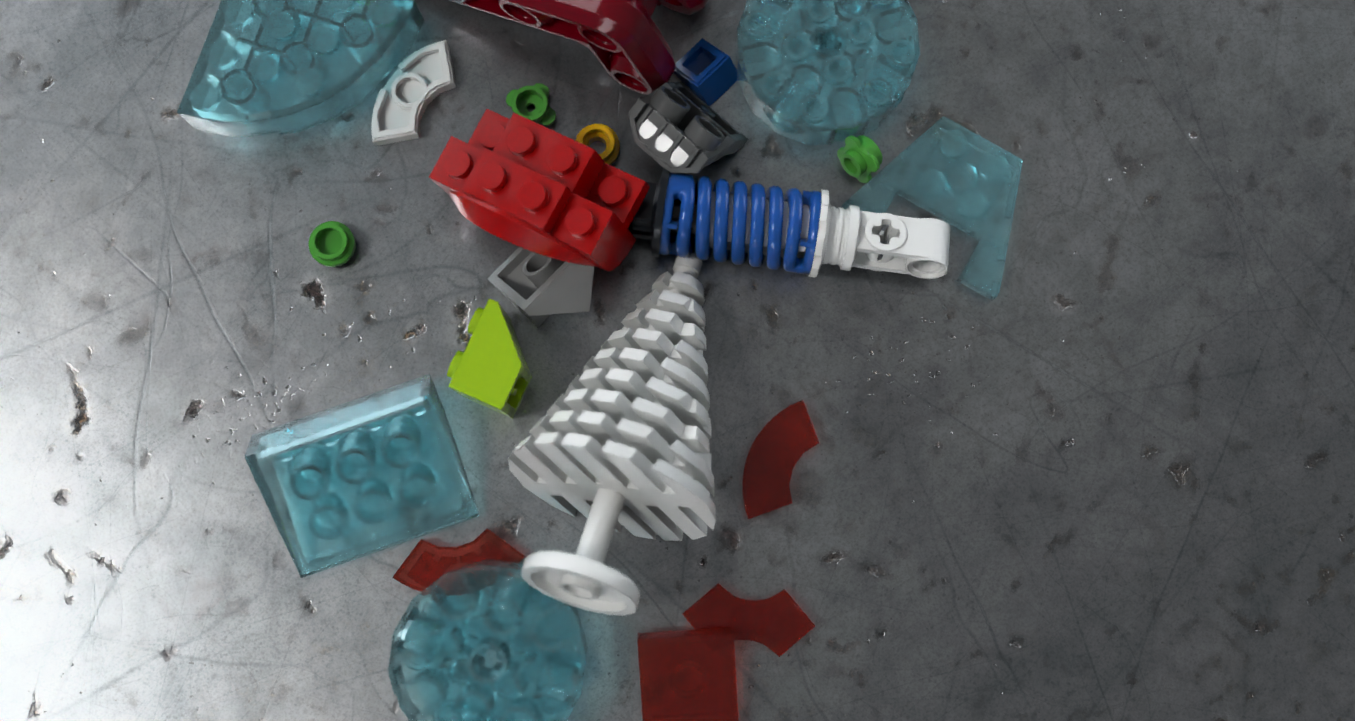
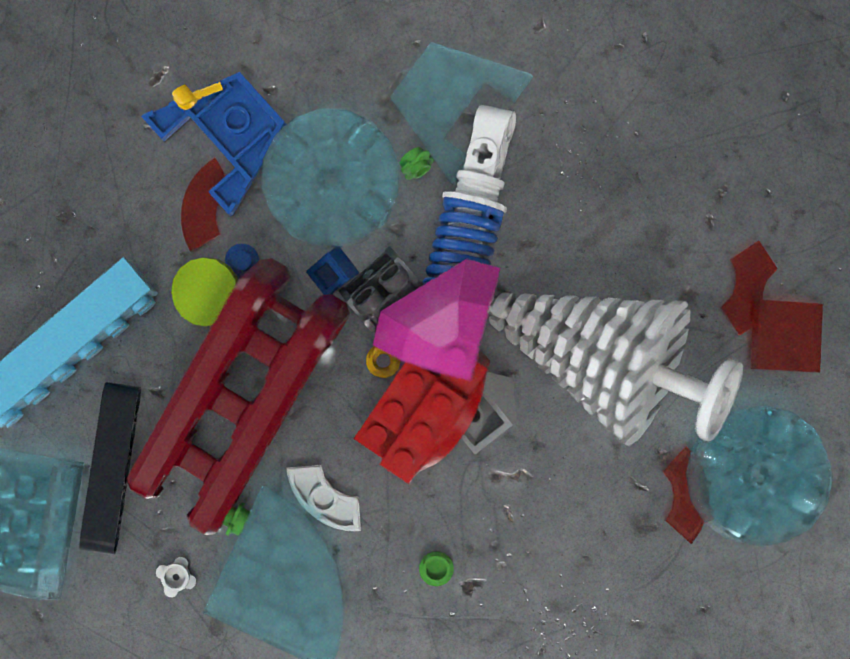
camera: 85 degrees left, 5 degrees up
(362, 475) = (614, 558): clear light blue slope -> none
(493, 363) = (549, 451): lime slope -> none
(535, 95) = (340, 415): bright green plate -> none
(646, 187) = (441, 320): none -> dark pink brick
(772, 460) = (633, 255): clear red tile -> none

